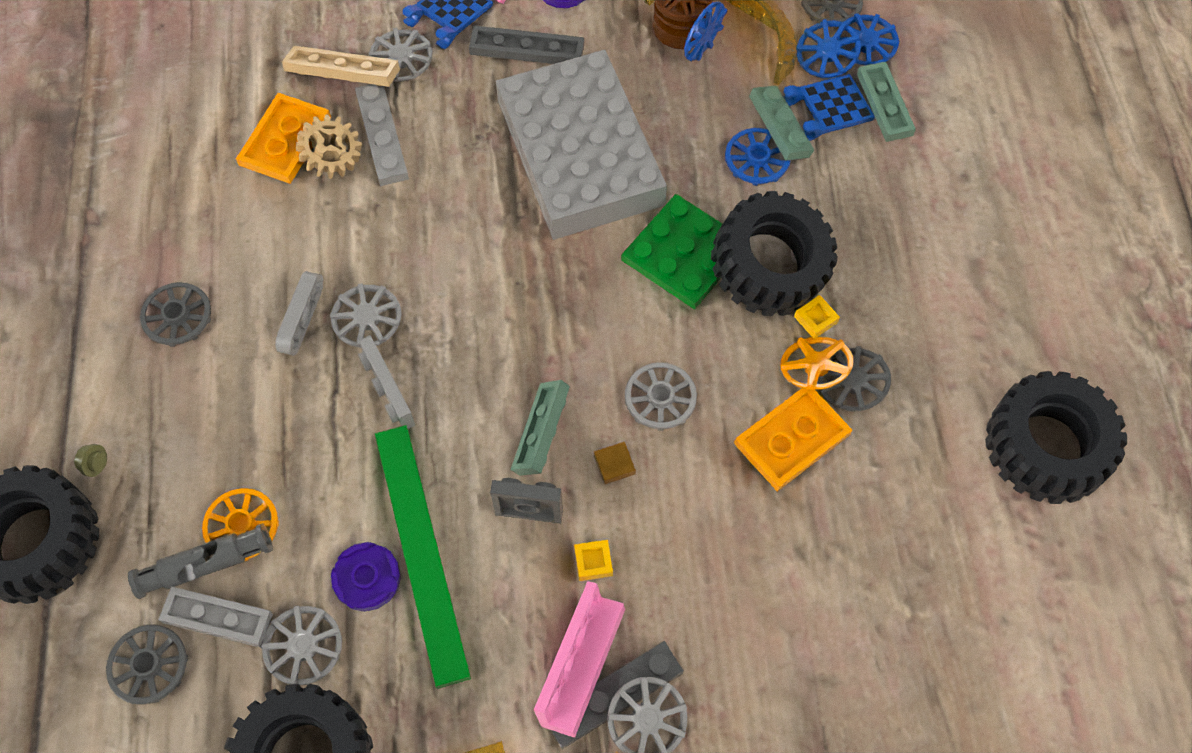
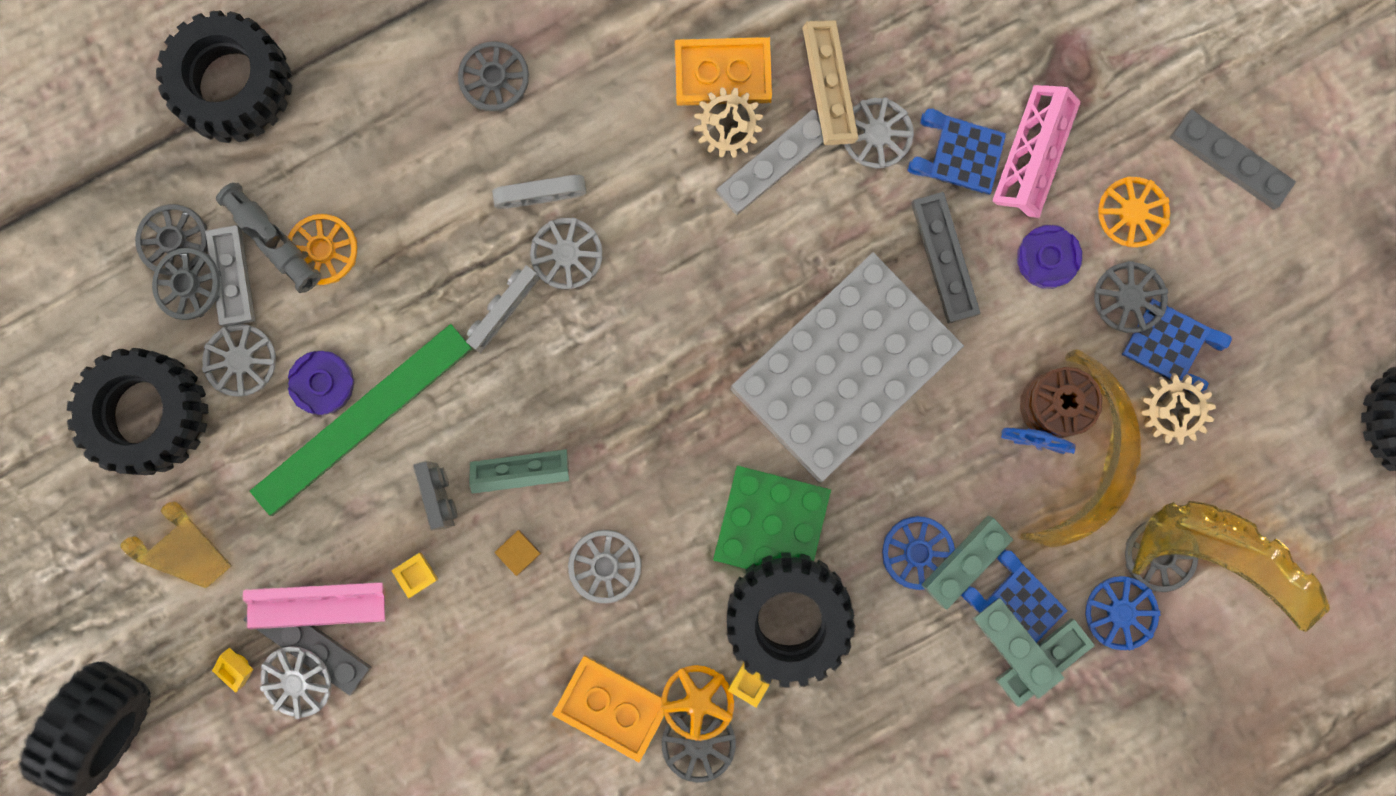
camera: 60 degrees right, 20 degrees up
(91, 460) = (318, 88): olive plate -> none
(199, 661) = (187, 283): none -> dark grey wheel
(828, 48) = (1088, 576): blue wheel -> none
(867, 109) = (1018, 648): none -> sand green plate

